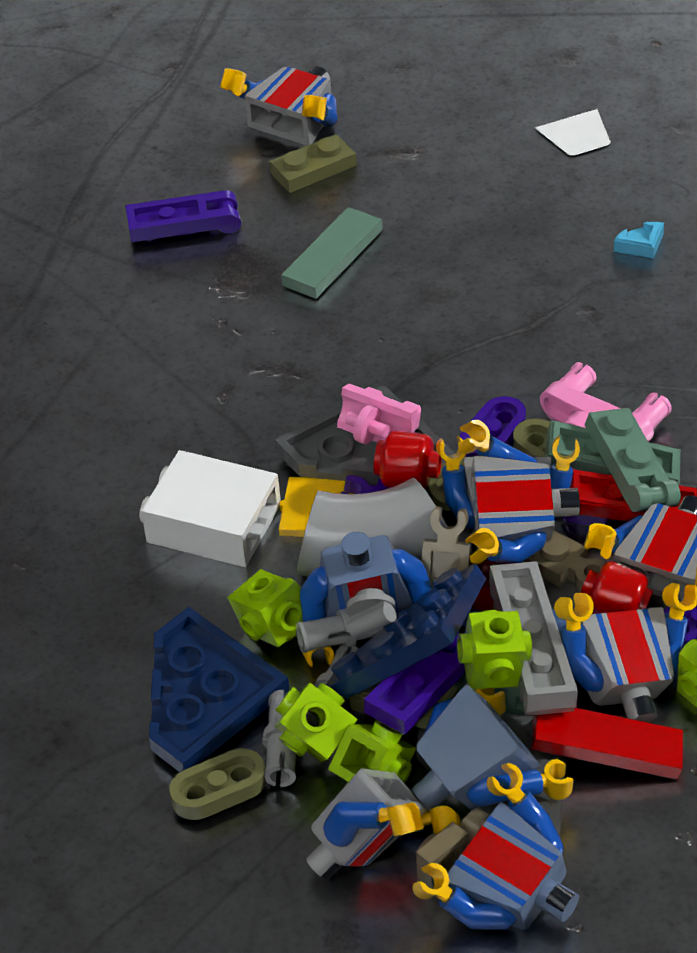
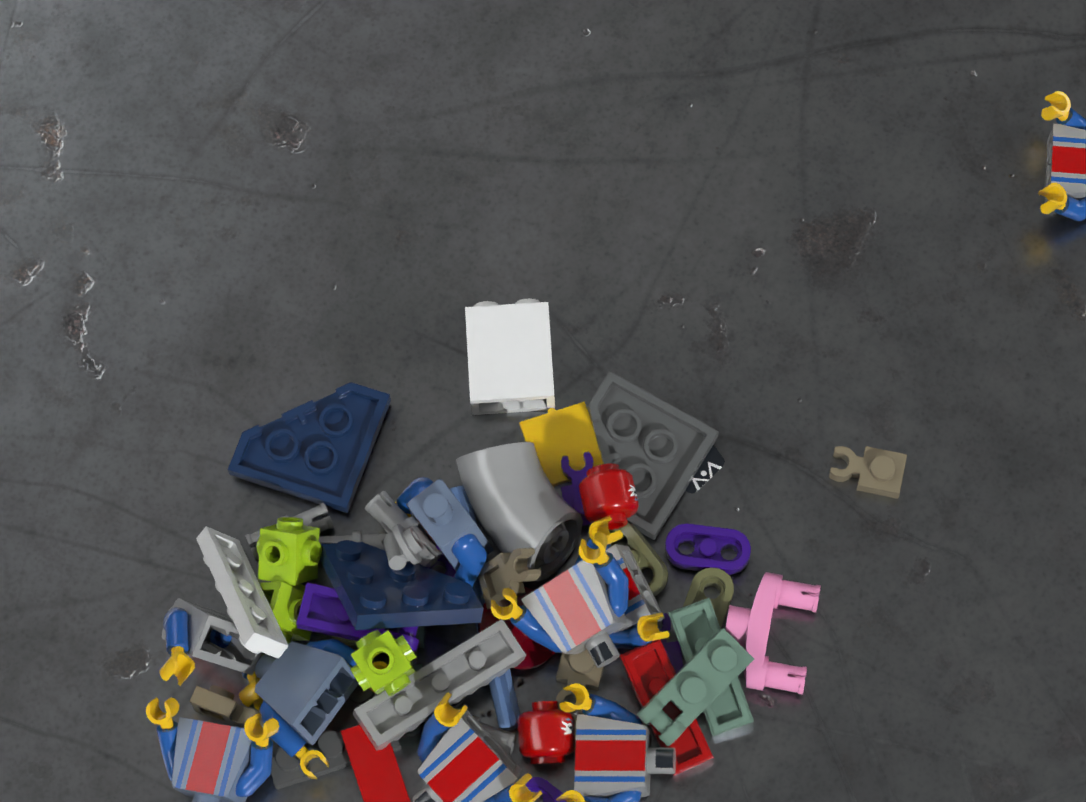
camera: 65 degrees right, 25 degrees up
(183, 216) = (874, 149): dark purple plate -> none
(216, 784) = (226, 506): olive plate -> none
(268, 607) = (407, 456): lime brick -> none
(312, 163) = (1012, 227): olive plate -> none
(319, 775) = (242, 593): none -> white plate
(331, 252) = (891, 304): sand green tile -> none
(373, 415) = (648, 444): bright pink hips -> none
(480, 306) = (877, 471): none -> dark tan plate
(640, 241) = (1041, 577): medium azure tile -> none

